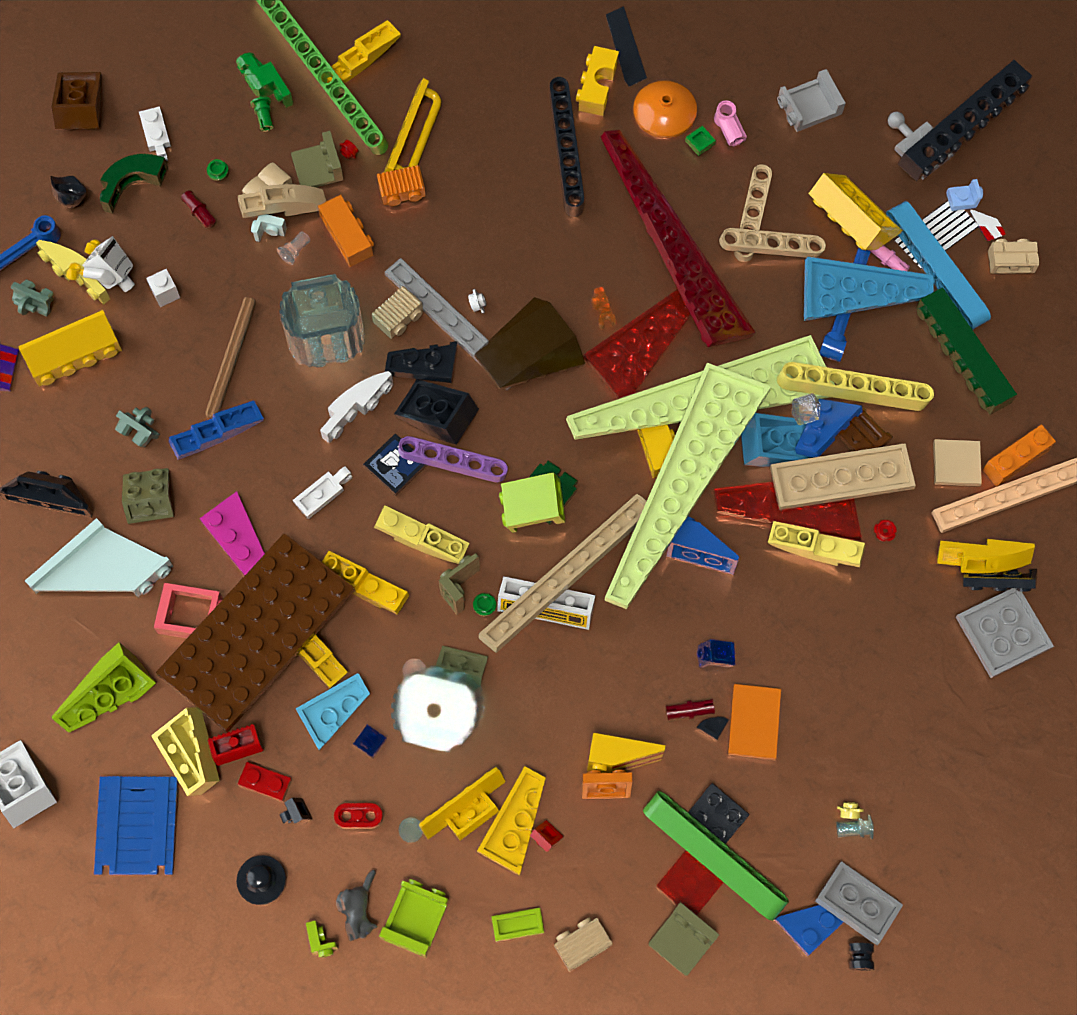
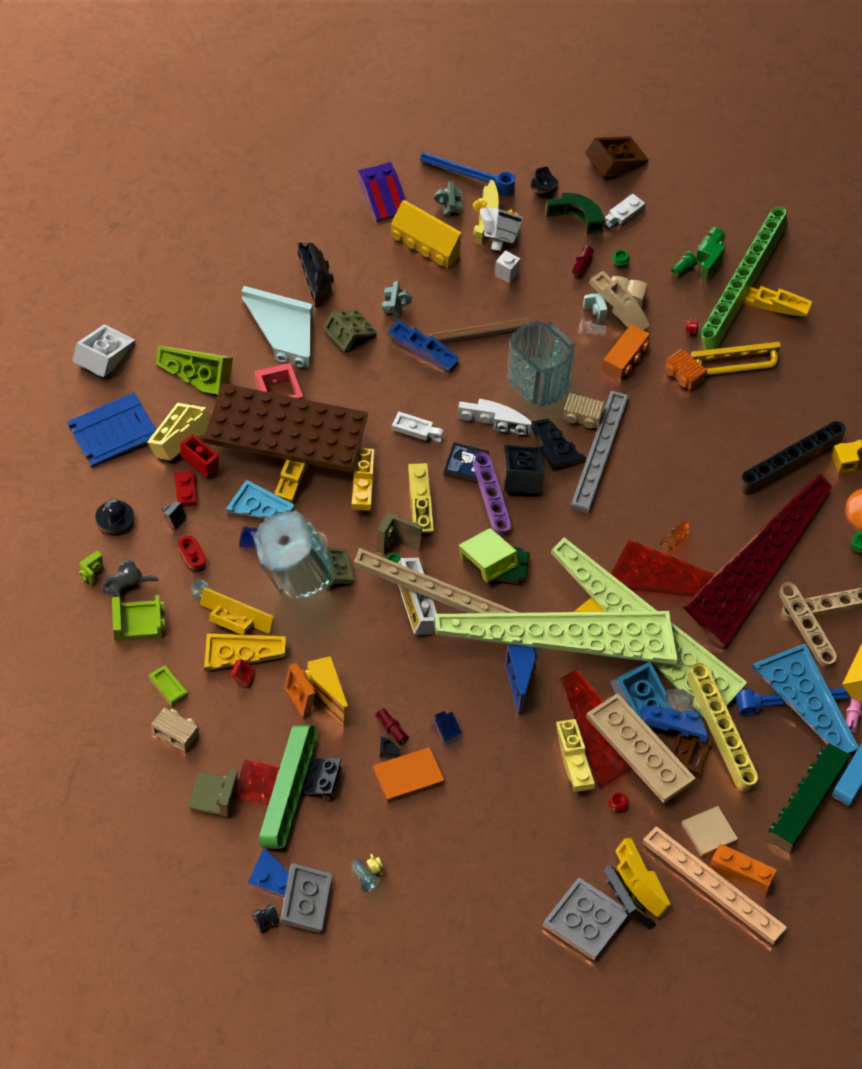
camera: 60 degrees right, 15 degrees down
(234, 532) = (356, 388): dark pink wing -> none
(318, 164) = (668, 314): olive bracket -> none
(477, 301) = (626, 455): white plate -> none
(530, 346) = (610, 503): dark brown wedge -> none

